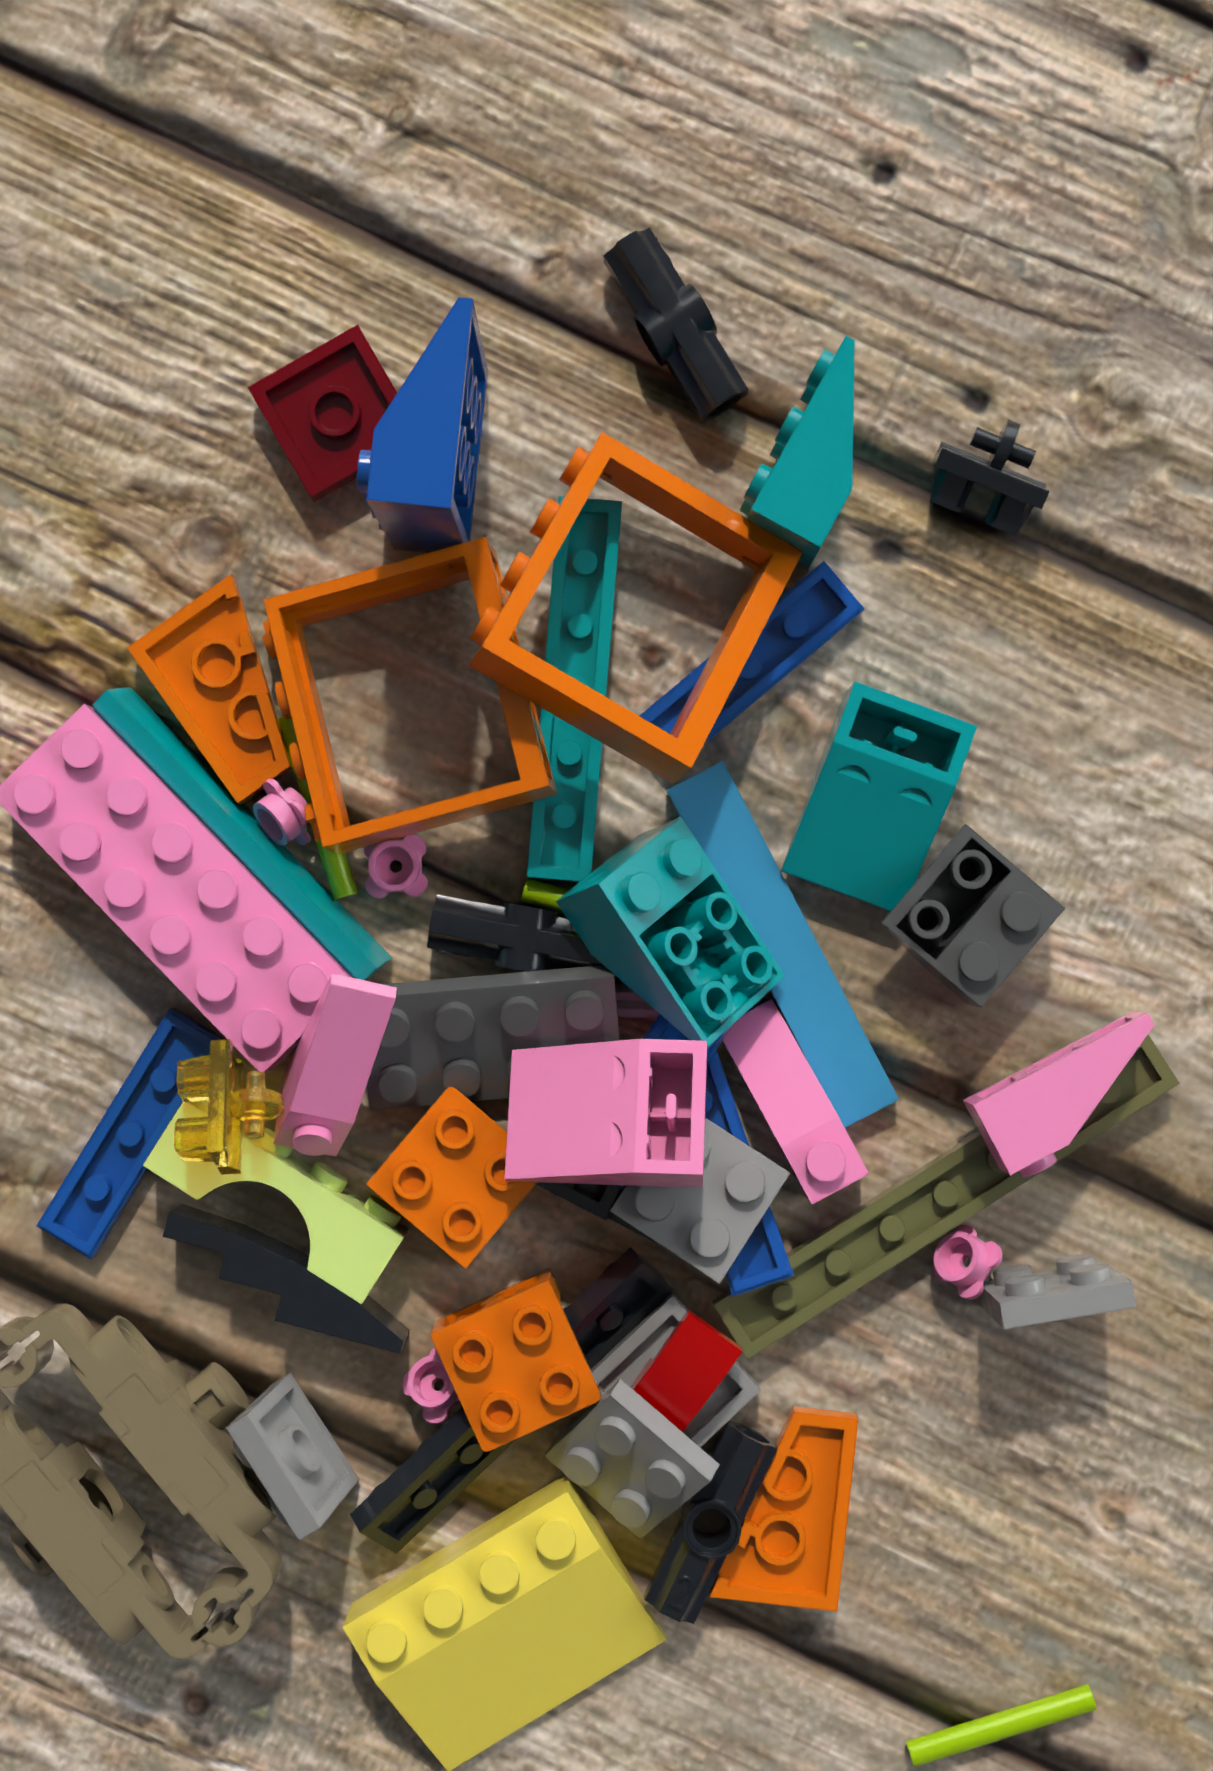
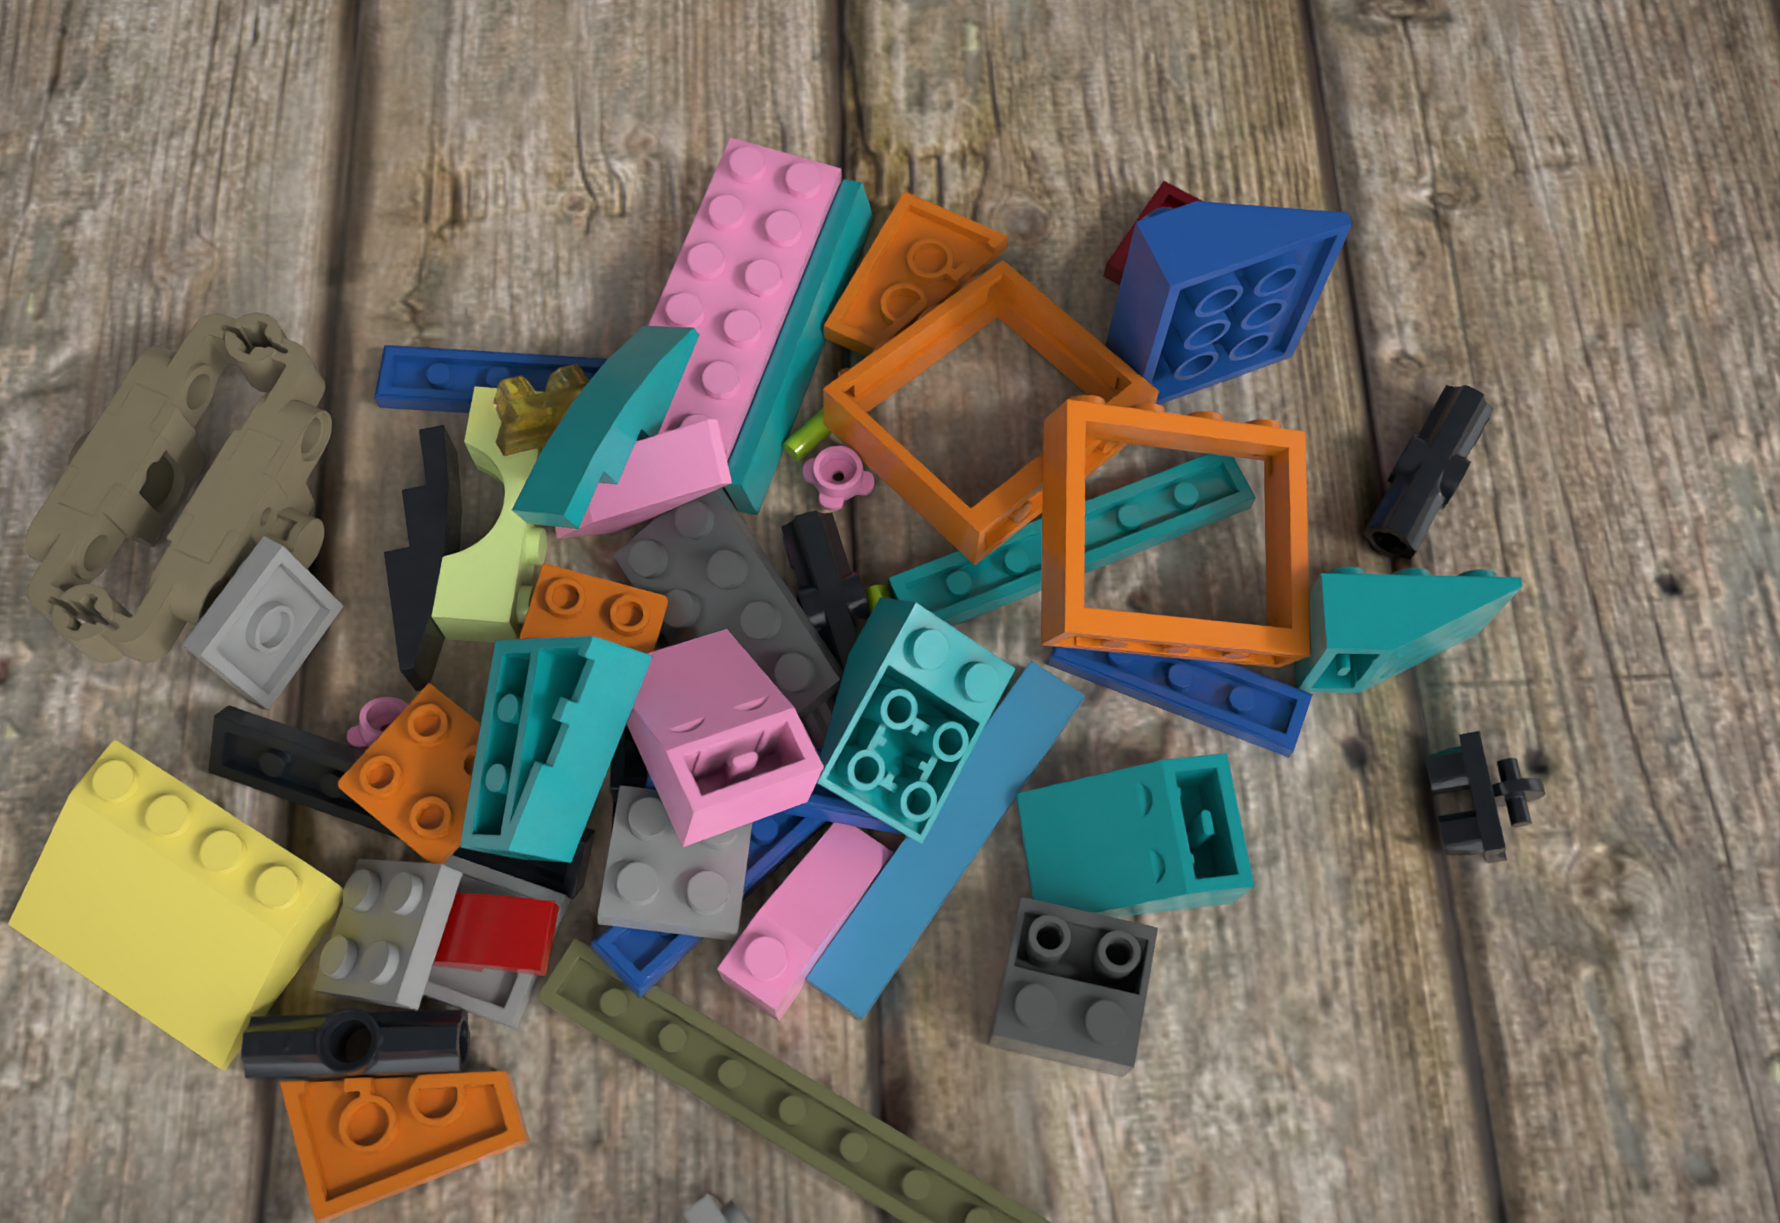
camera: 60 degrees right, 20 degrees down
(270, 1070) = (600, 428): none -> teal slope
(282, 814) = (830, 359): bright pink plate -> none
(558, 1263) = (547, 742): none -> teal wedge
(952, 1255) = (735, 1168): bright pink plate -> none
(1051, 1099) = (936, 1153): bright pink slope -> none

